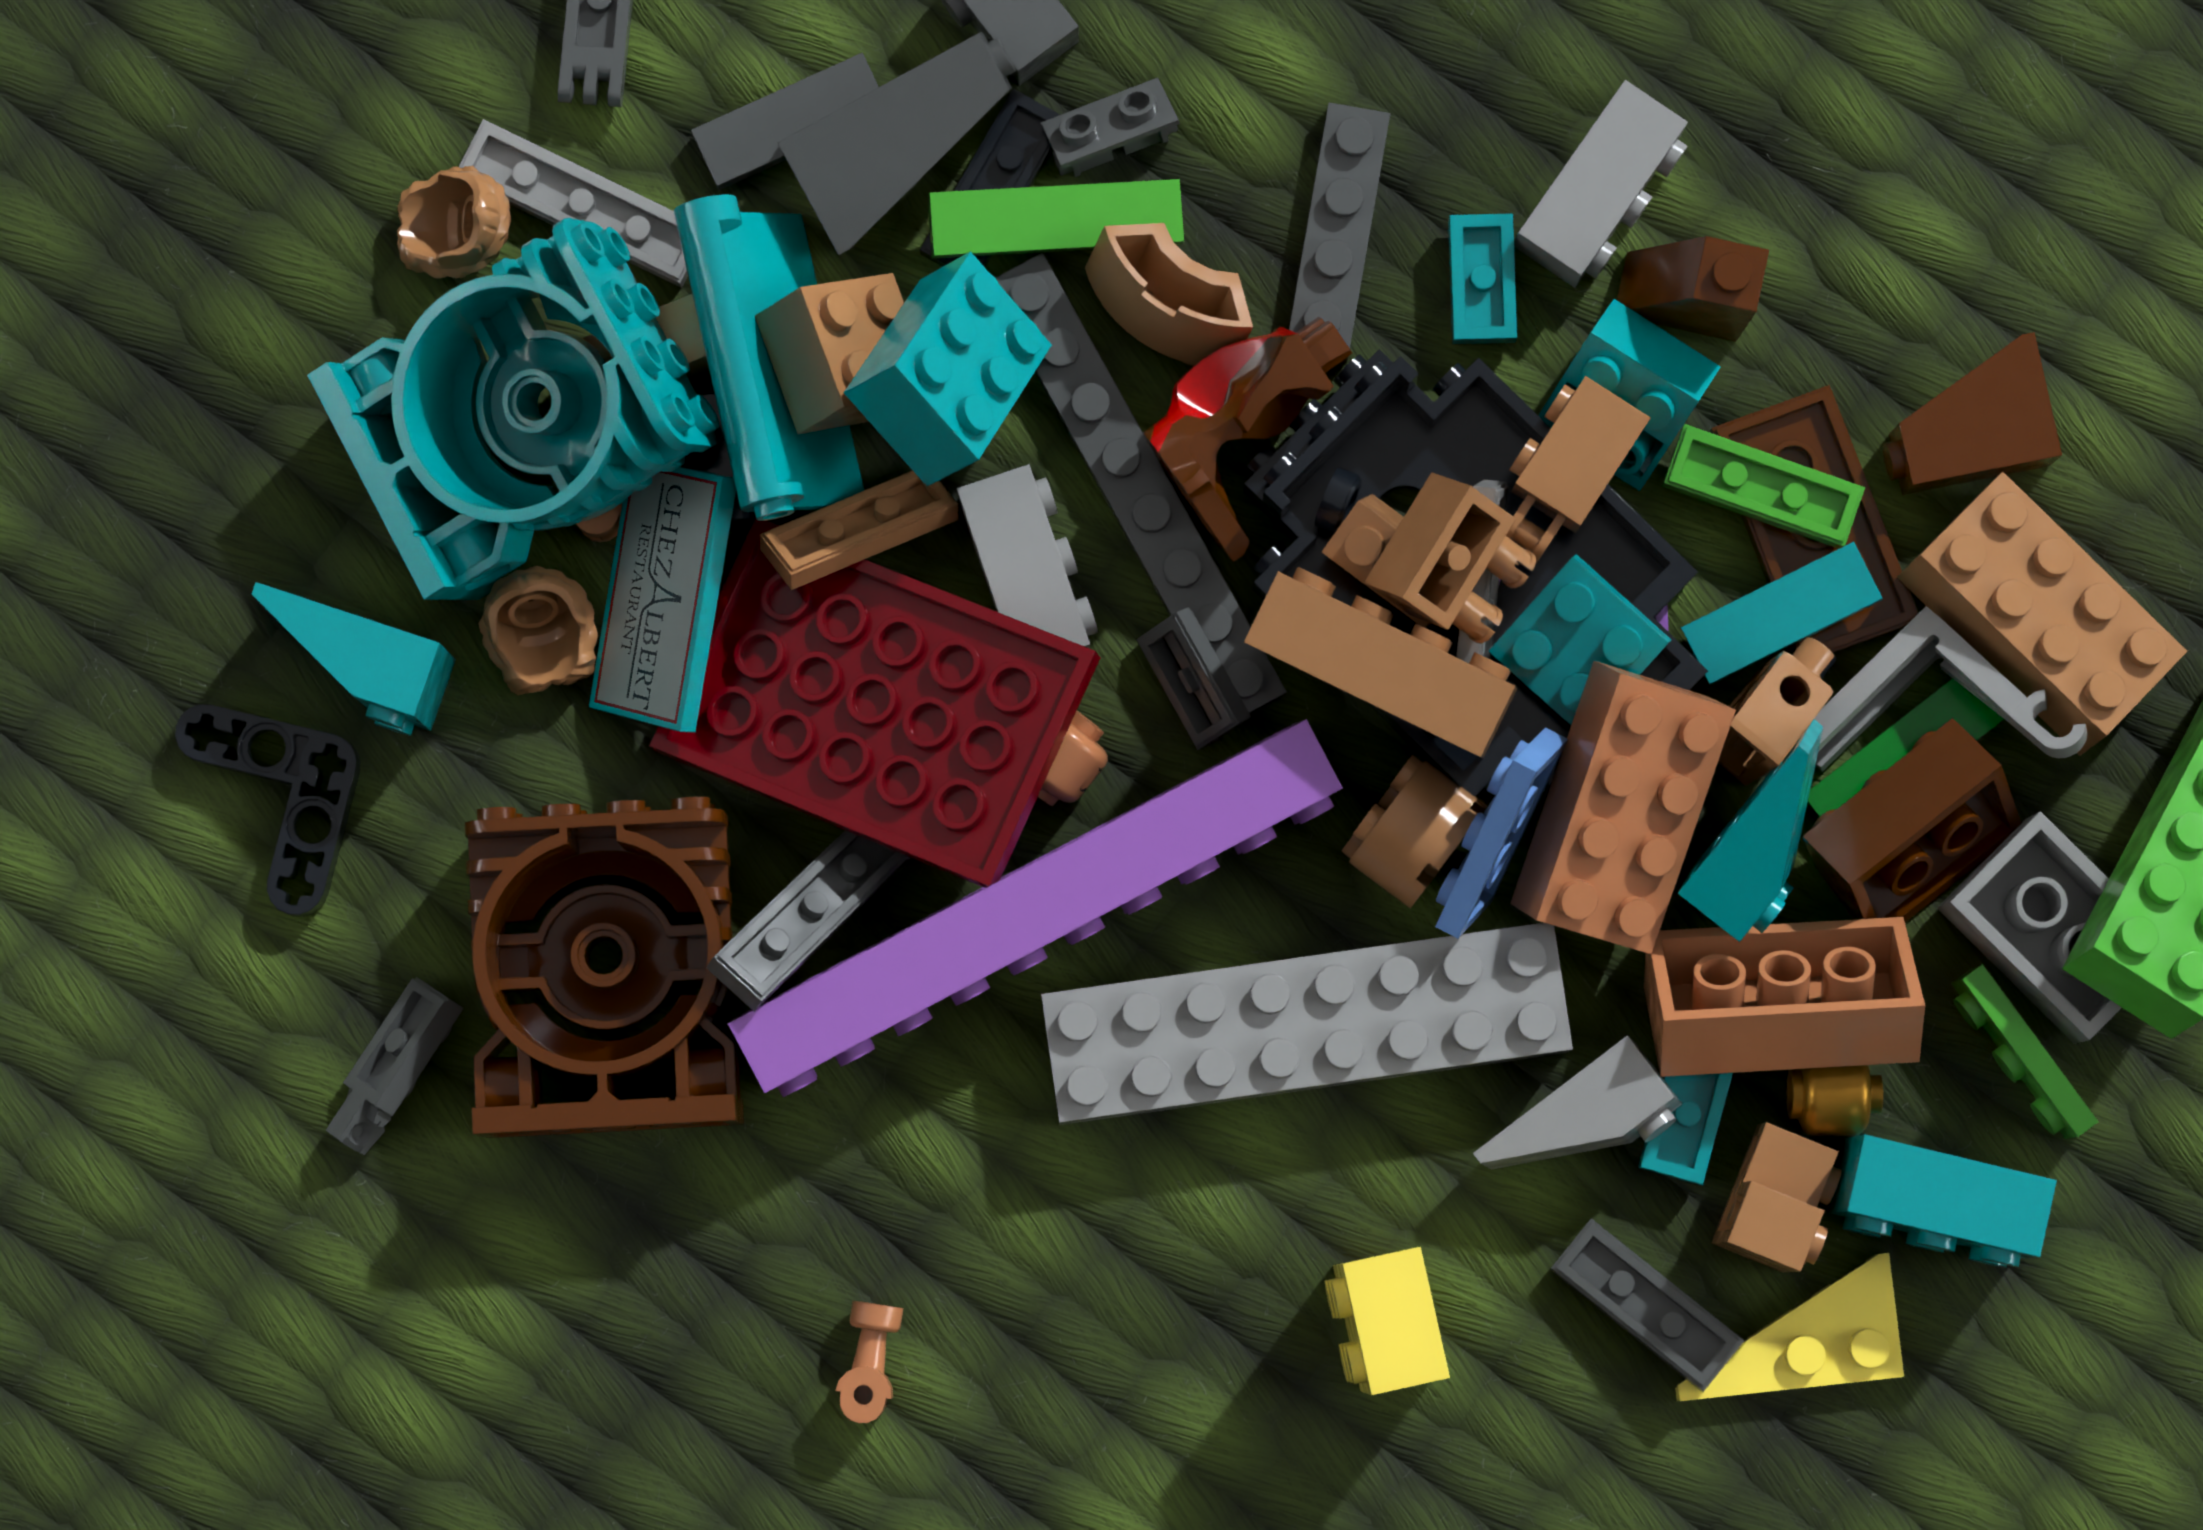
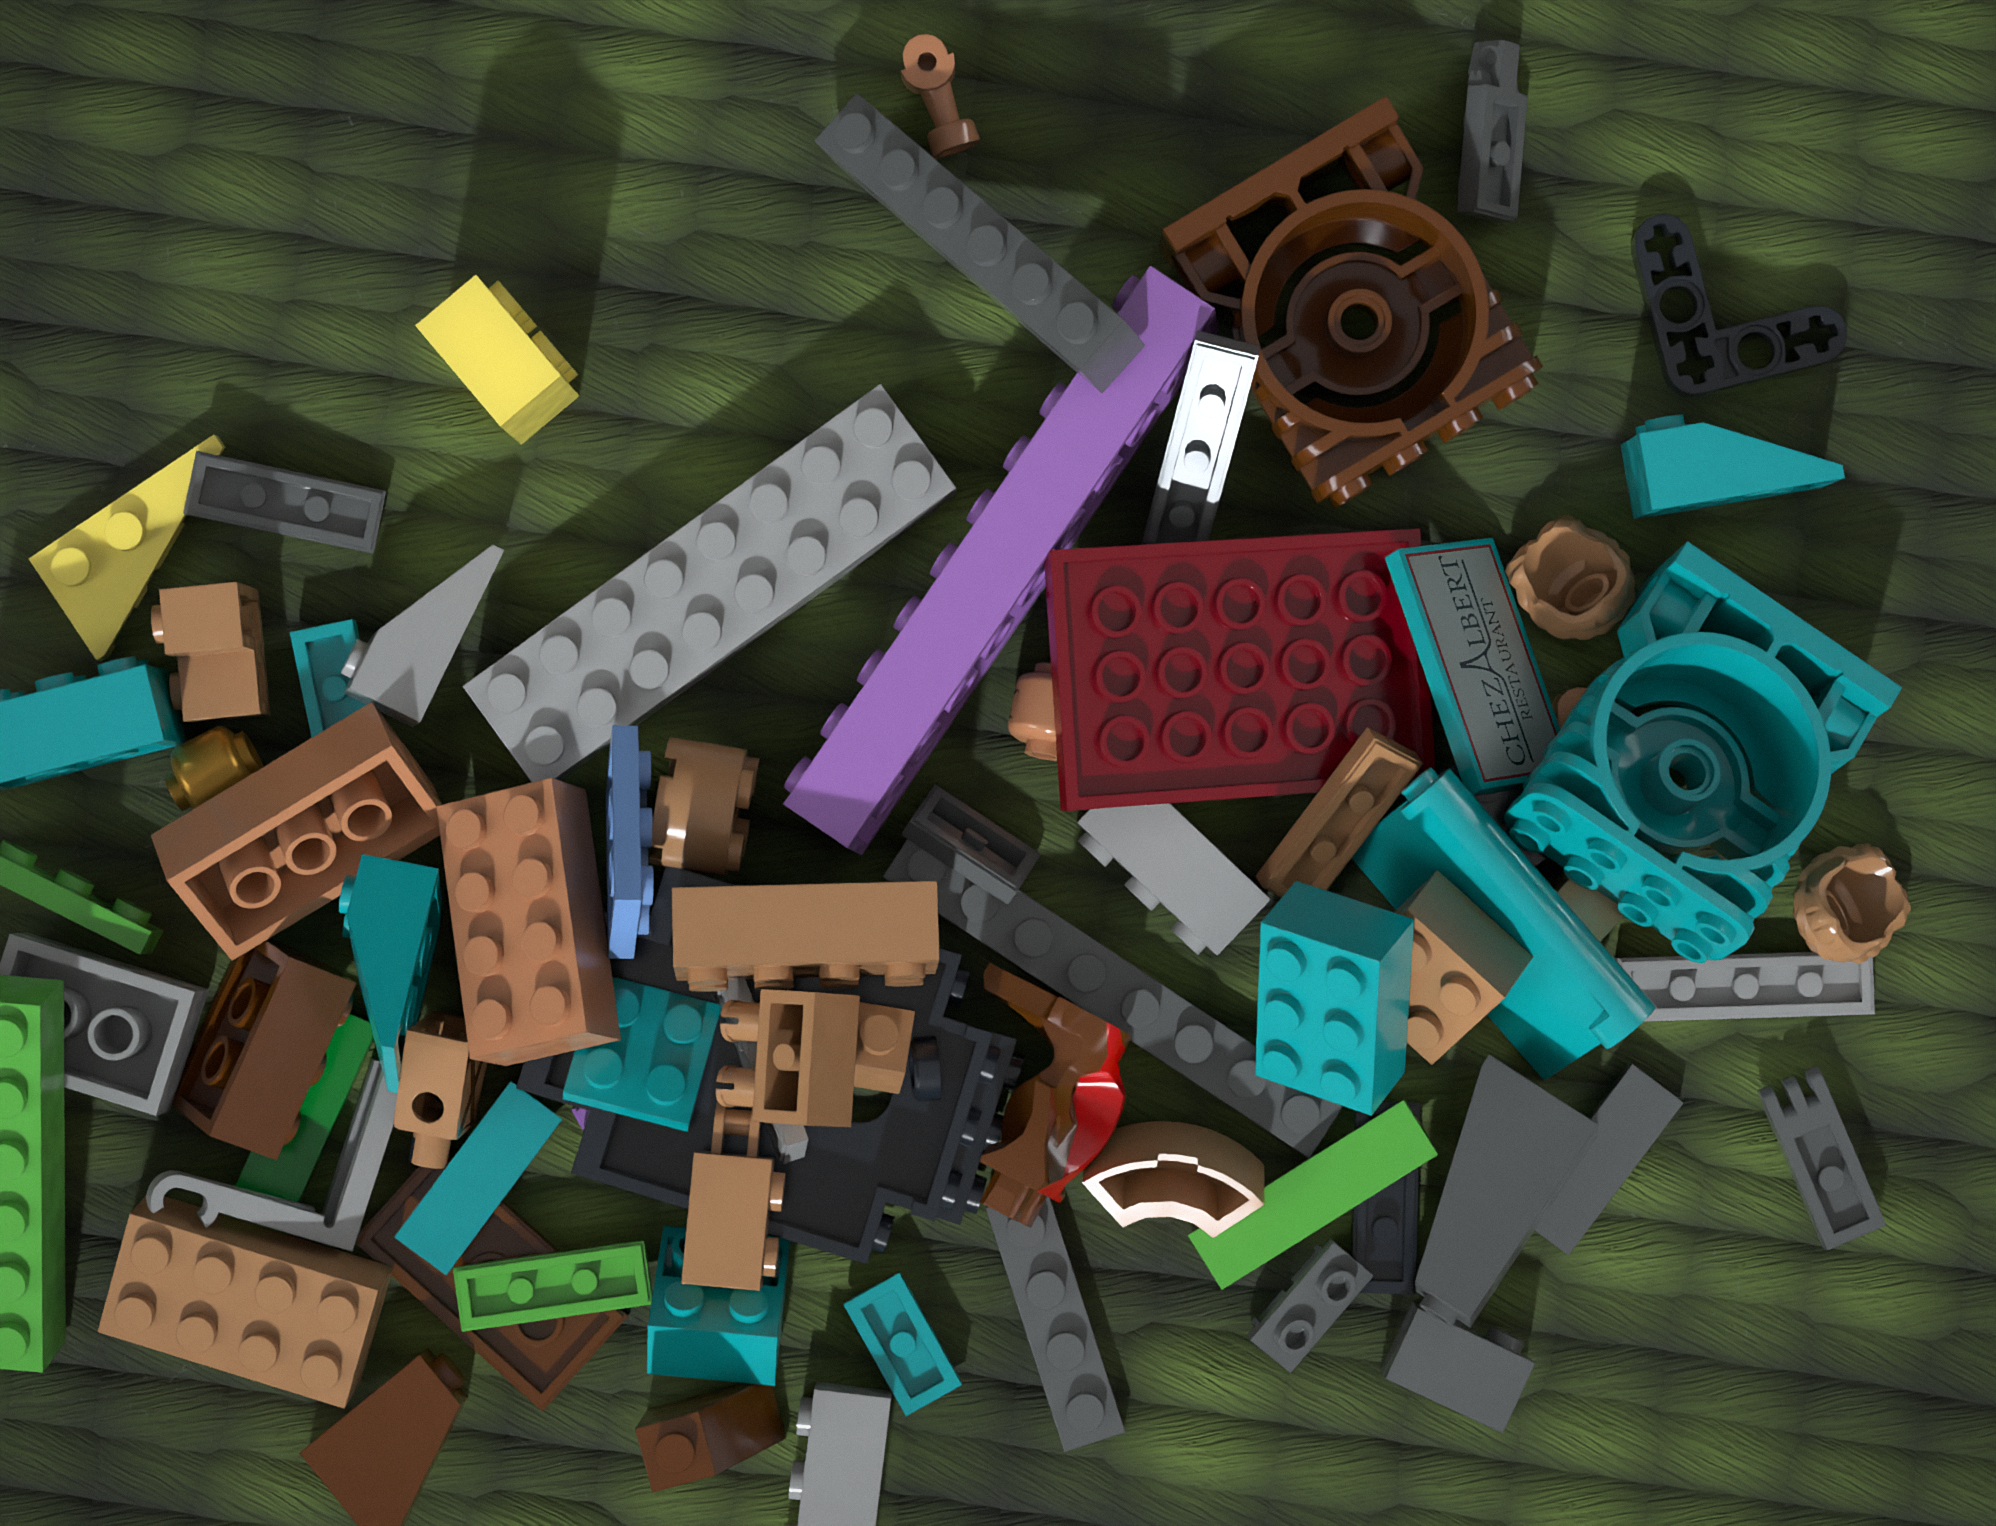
camera: 150 degrees right, 5 degrees up
(905, 1197) = (980, 243): none -> dark grey brick

